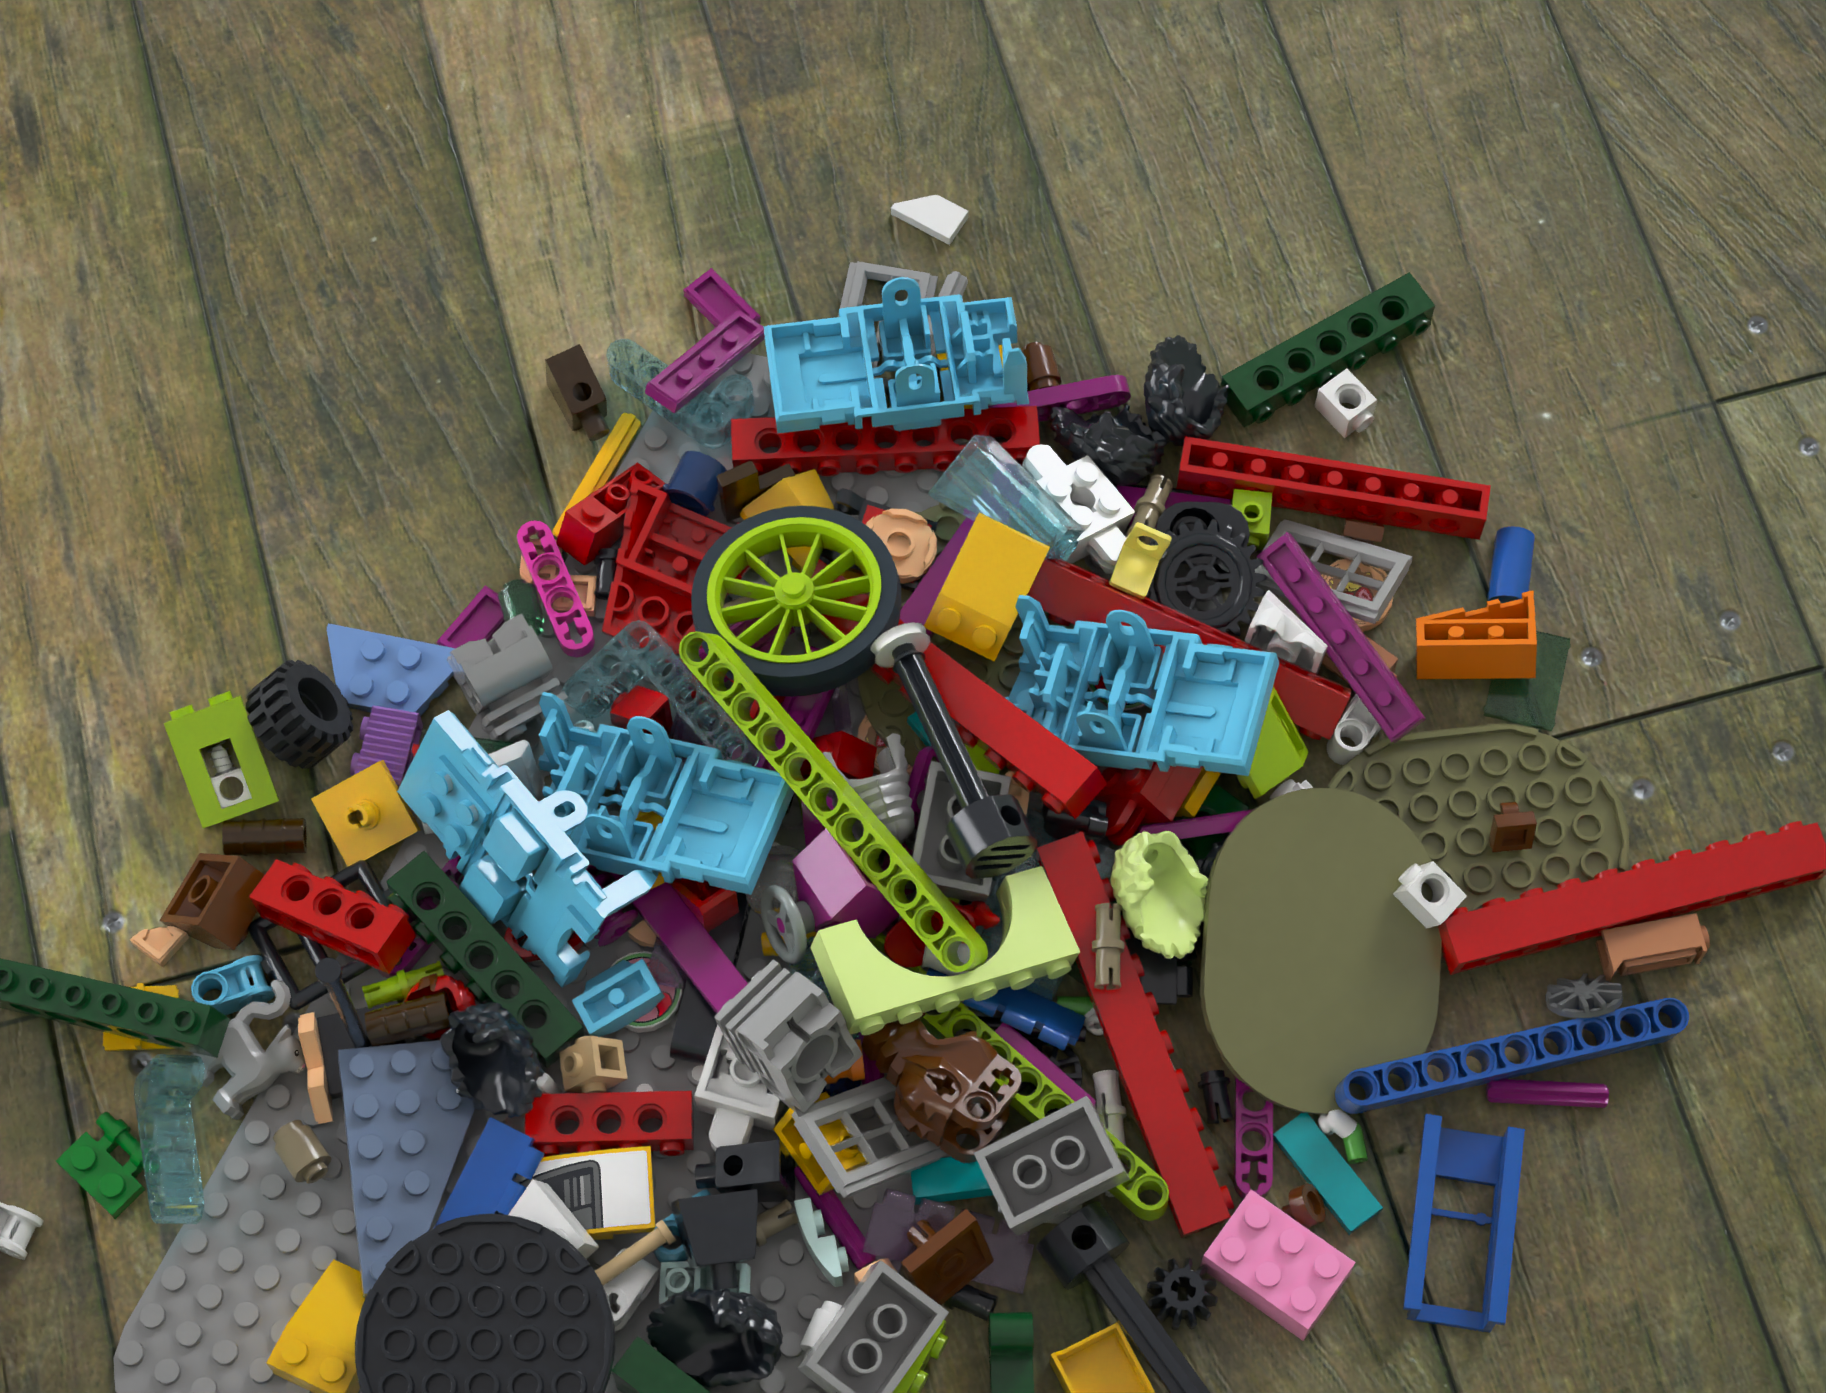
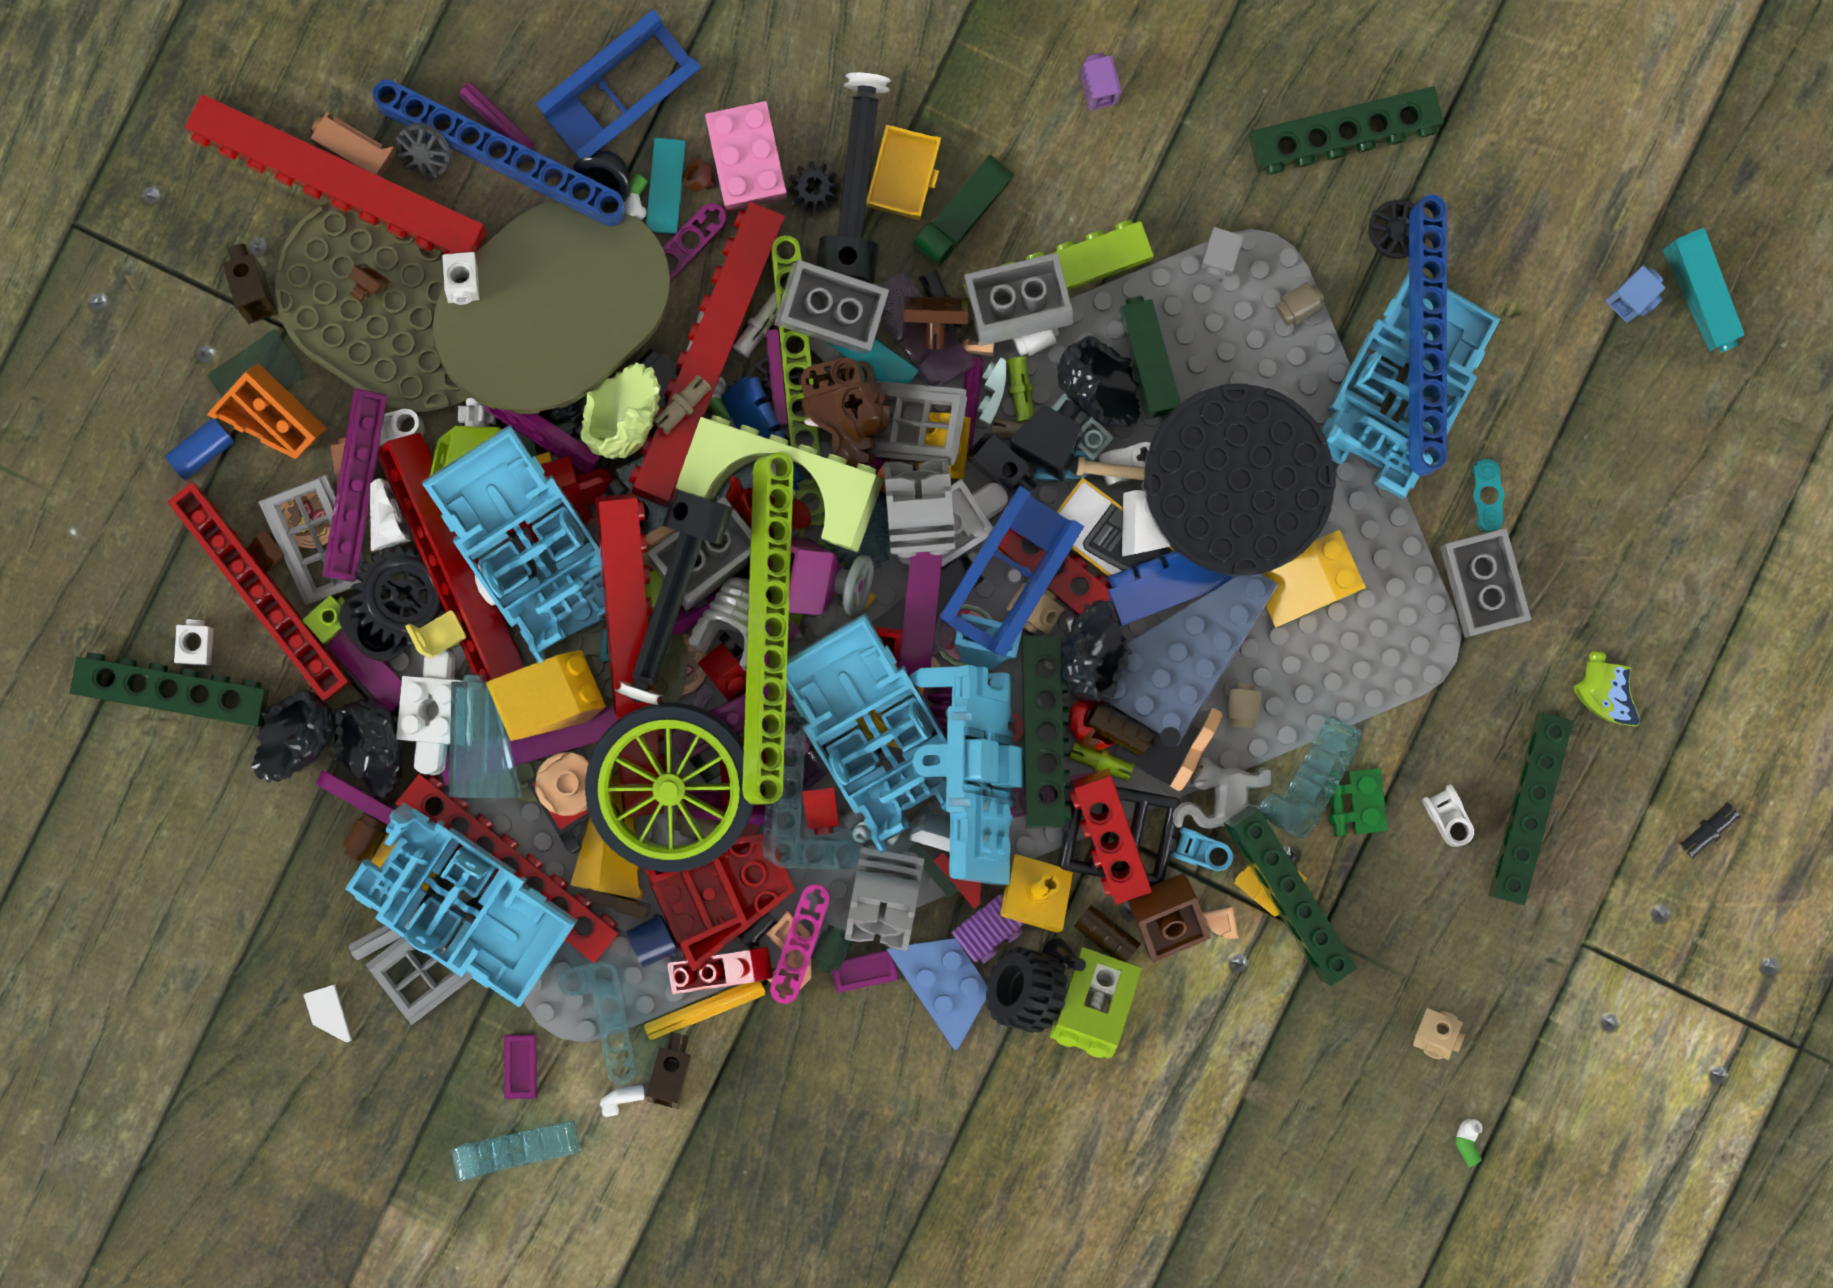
camera: 145 degrees left, 20 degrees up
(295, 782) = (1062, 951): none -> black cone
(608, 334) = (620, 1095): none -> white arm
(657, 1138) = (1042, 528): none -> blue piece
(666, 230) = (514, 1150): none -> clear light blue beam
(705, 361) = (572, 1020): magenta tile -> none
(795, 1270) = (1020, 388): none -> lime pin
(1151, 505) = (389, 673): dark tan pin -> none
(1216, 1094) = (687, 284): black pin -> none
(1395, 1127) = (607, 170): none -> black hat
(1615, 737) = (248, 285): none -> dark brown torso

